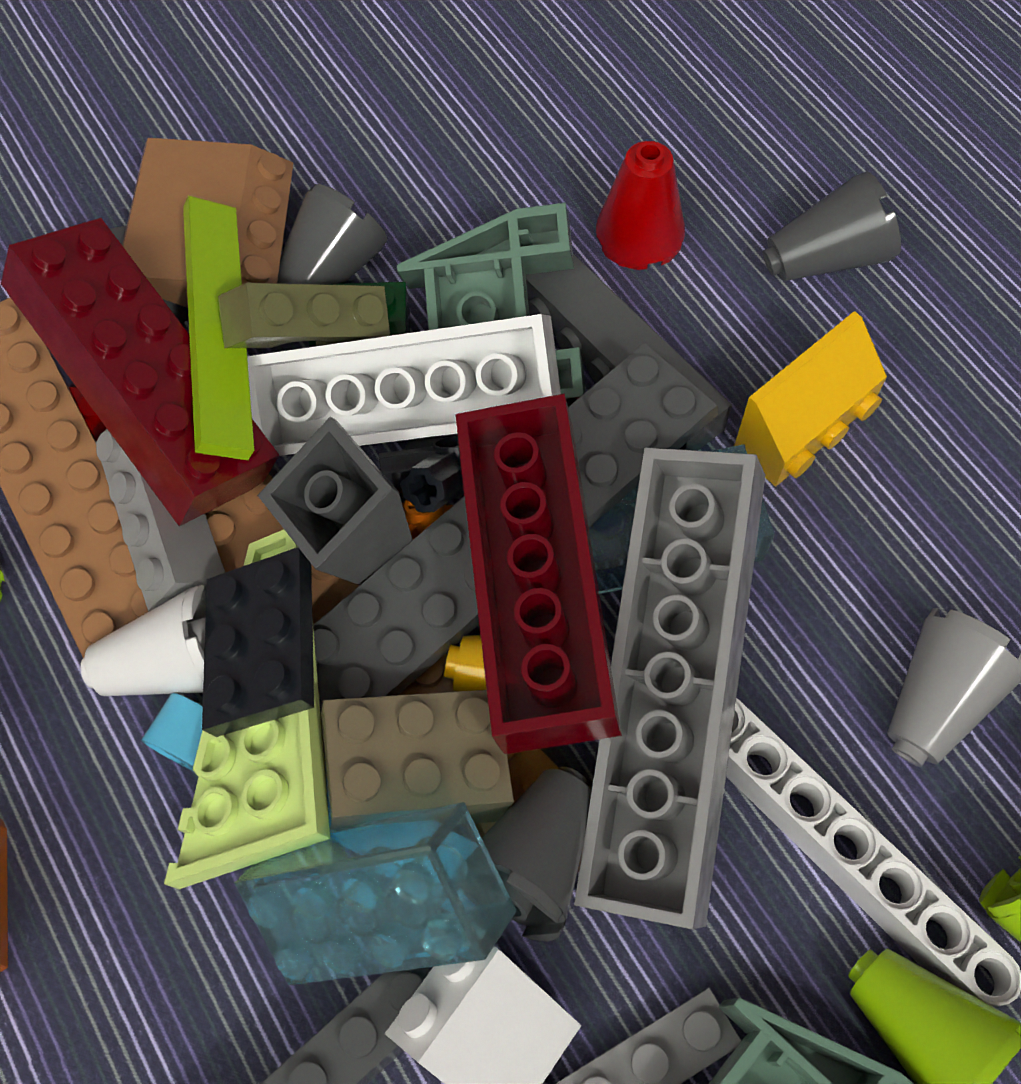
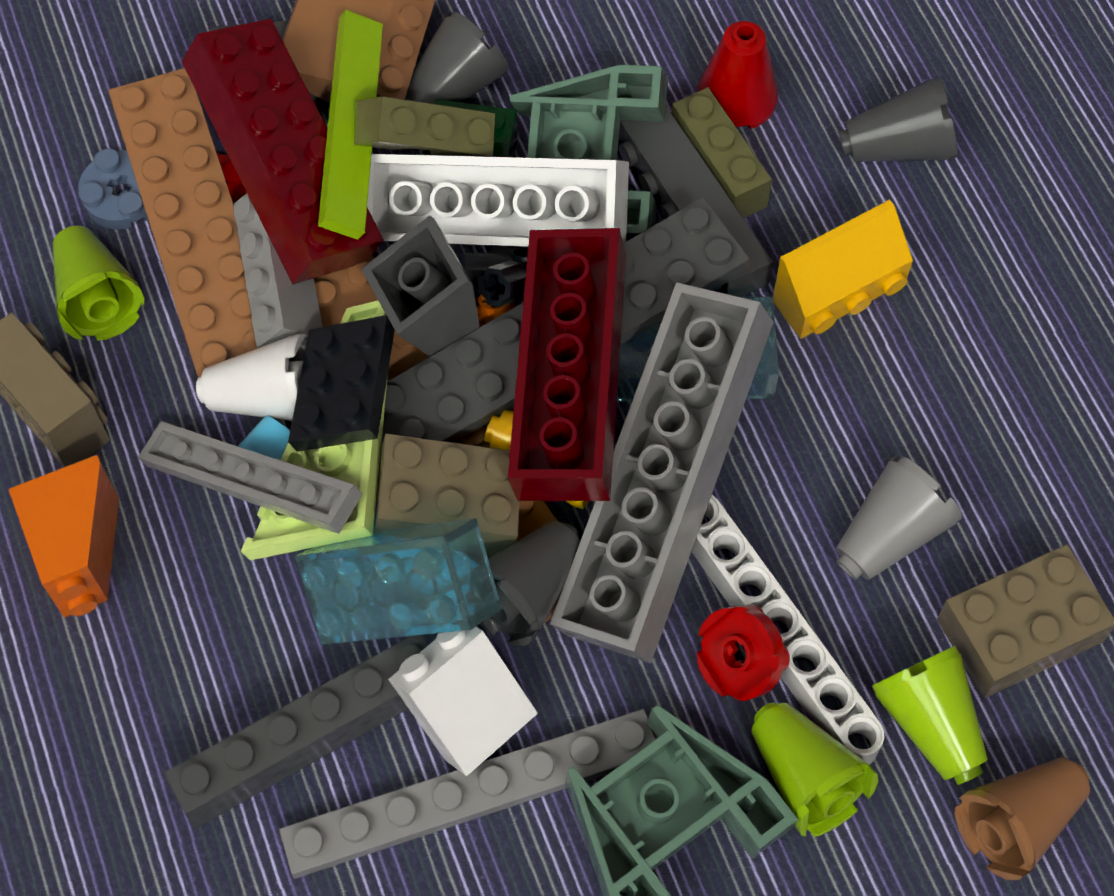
camera: 10 degrees right, 0 degrees up
(168, 784) = (251, 476): none -> light grey plate
(646, 289) = (724, 151): none -> olive arch
(841, 876) = (764, 652): none -> red plate

